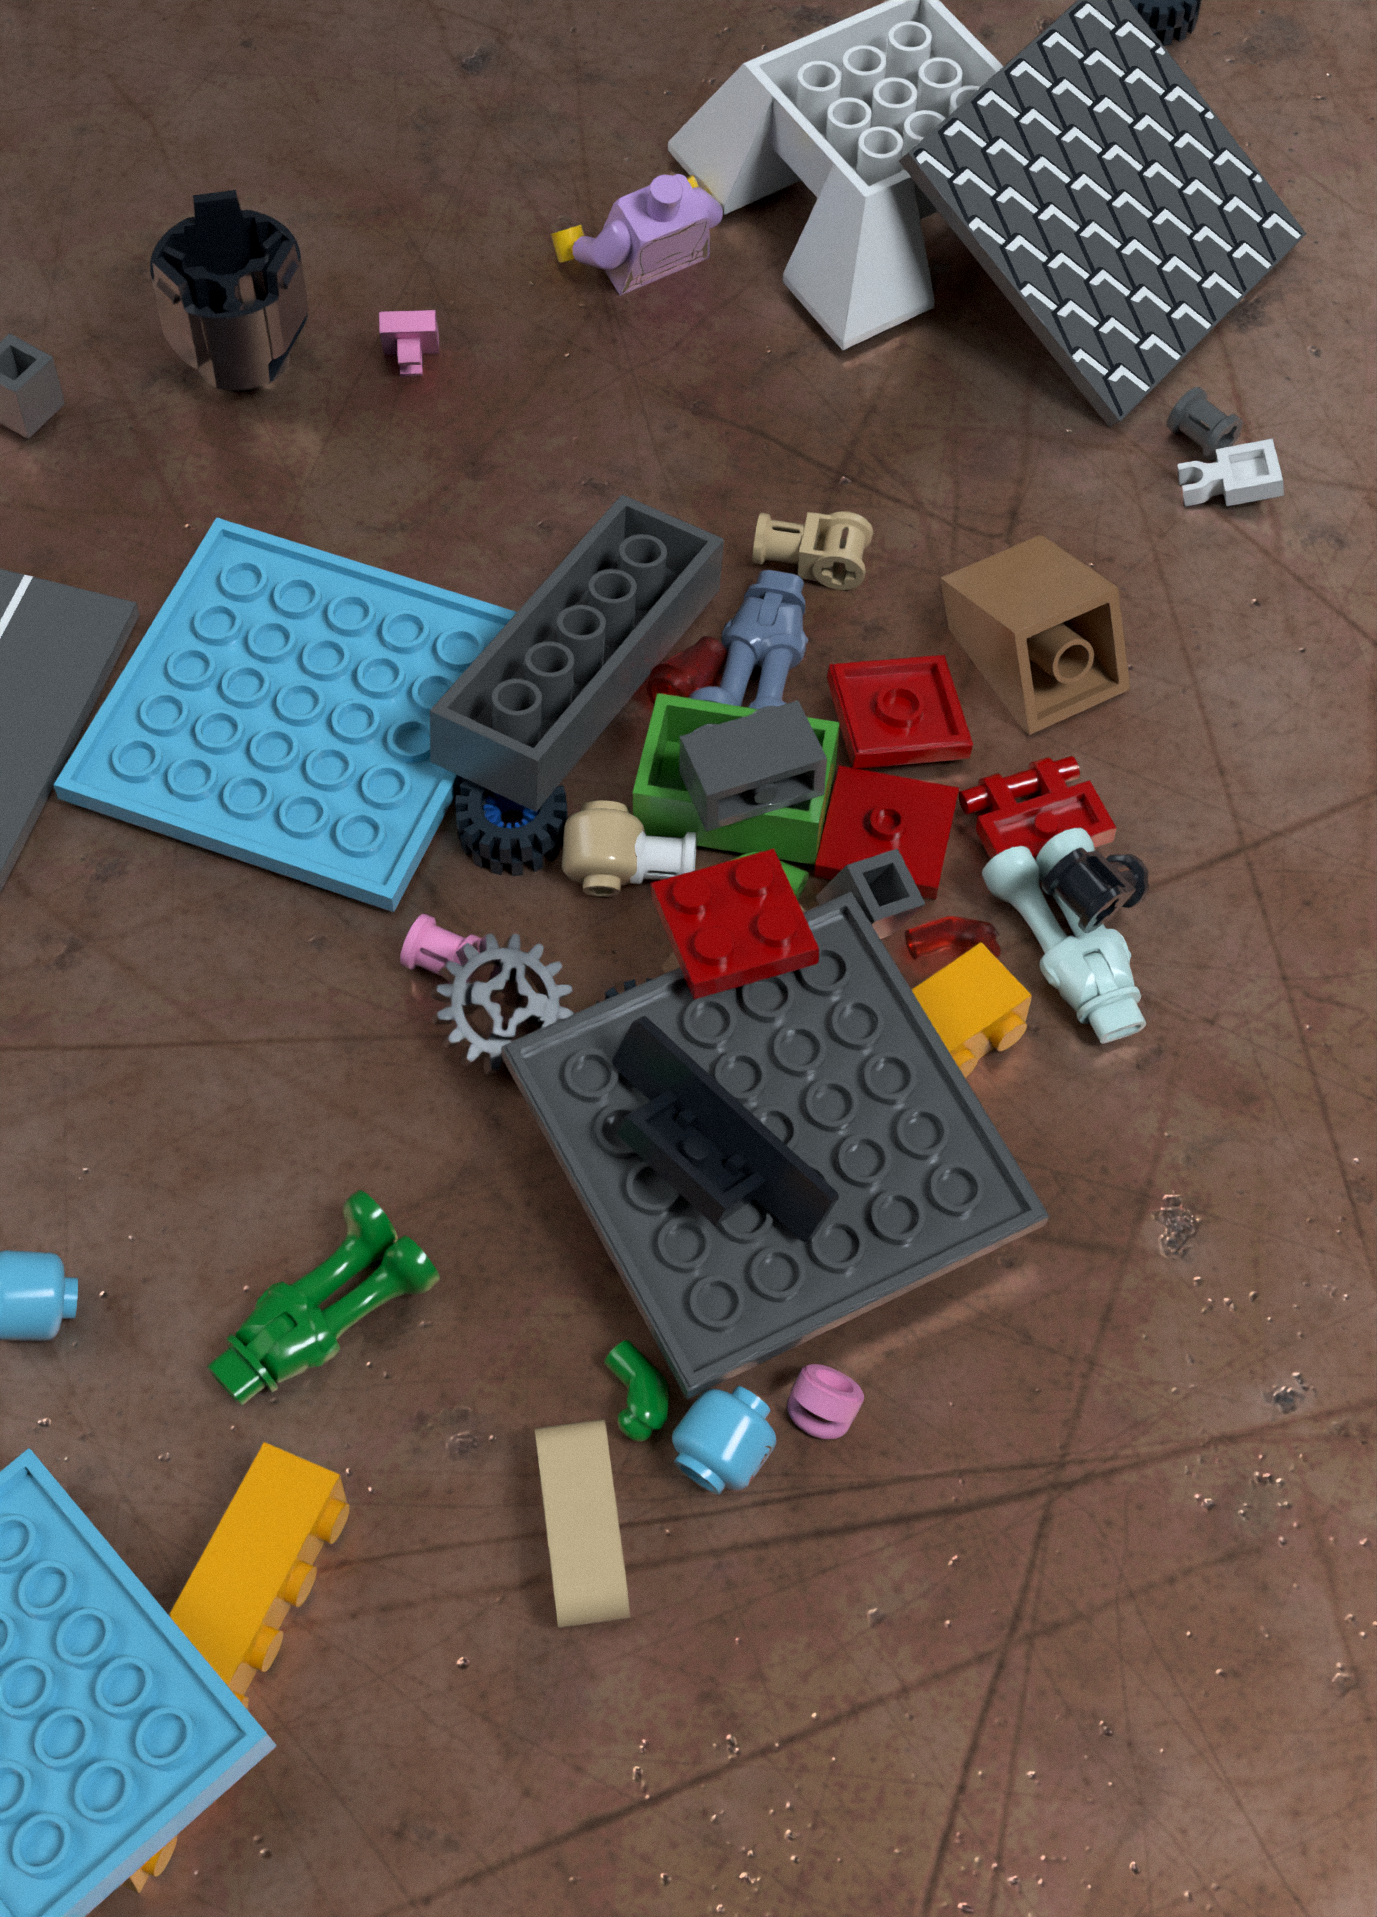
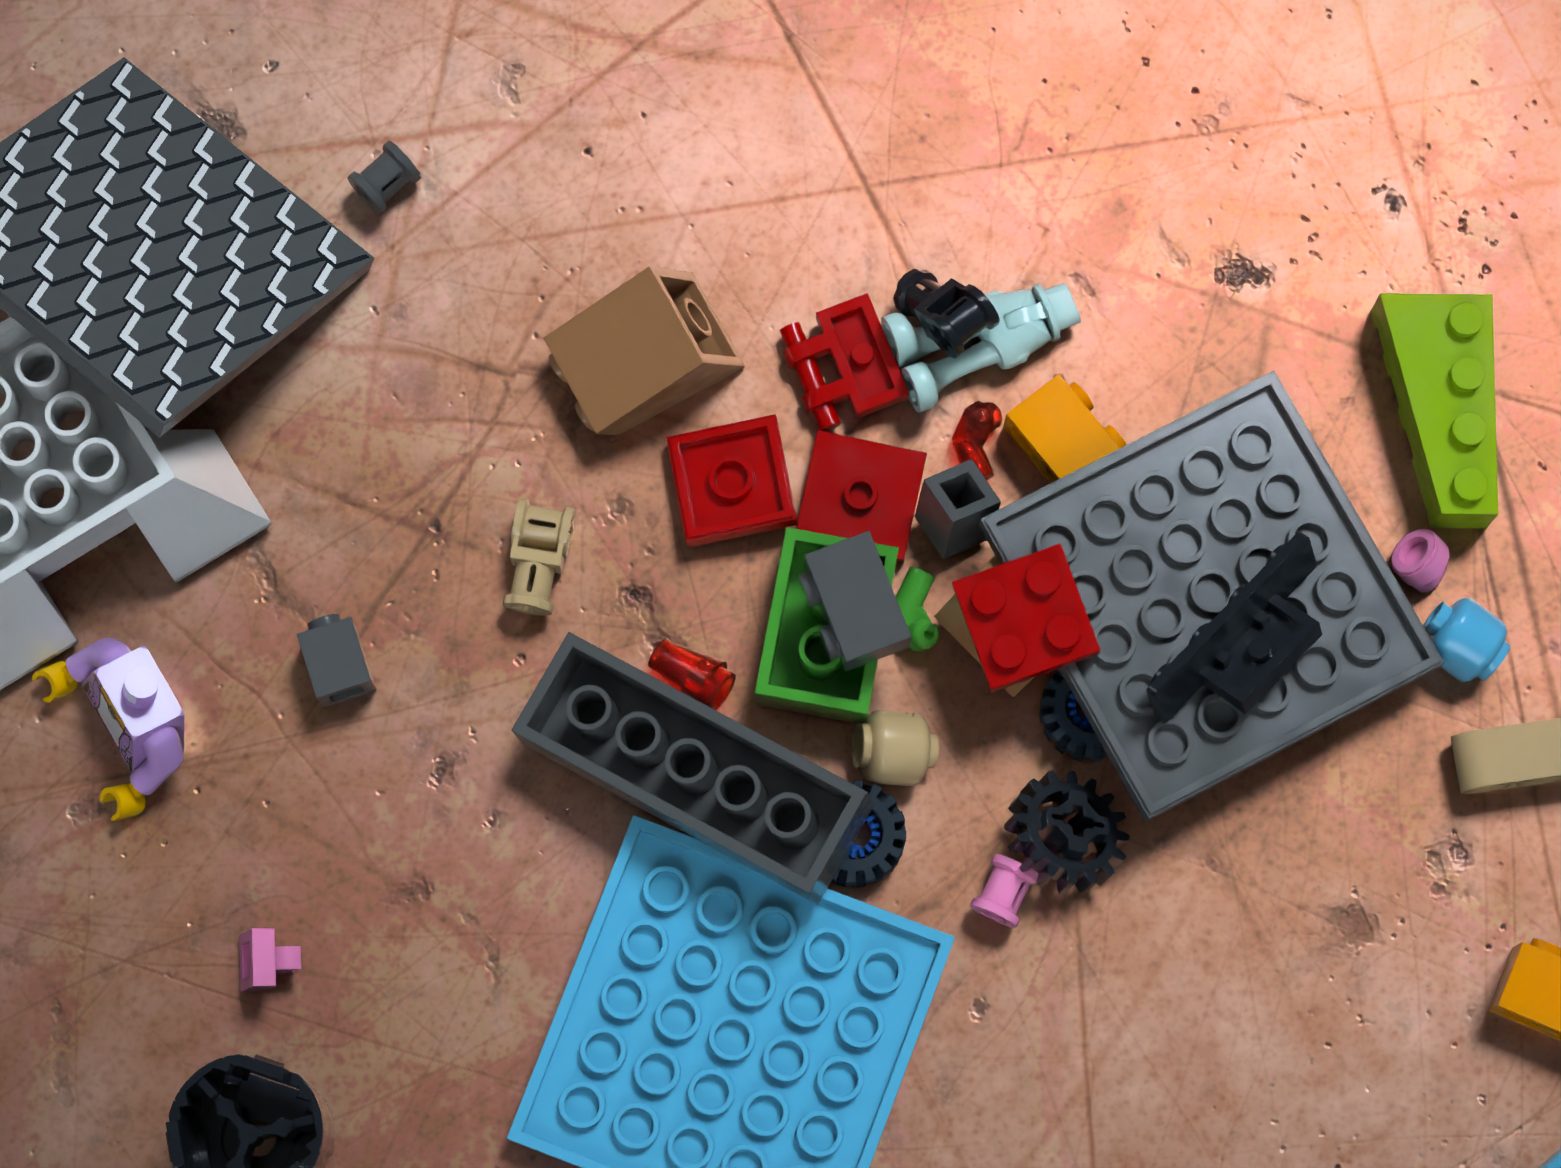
camera: 90 degrees left, 20 degrees up
(288, 1328) = (1380, 998): green piece -> none
(646, 1393) = (1417, 703): green arm -> none
(664, 856) = (902, 687): white bush -> none
(703, 388) = (335, 659): none -> dark grey brick
(764, 635) = (644, 602): sand blue piece -> none
(1028, 1427) = (1445, 390): none -> lime wedge
(1240, 473) = (447, 146): white plate -> none

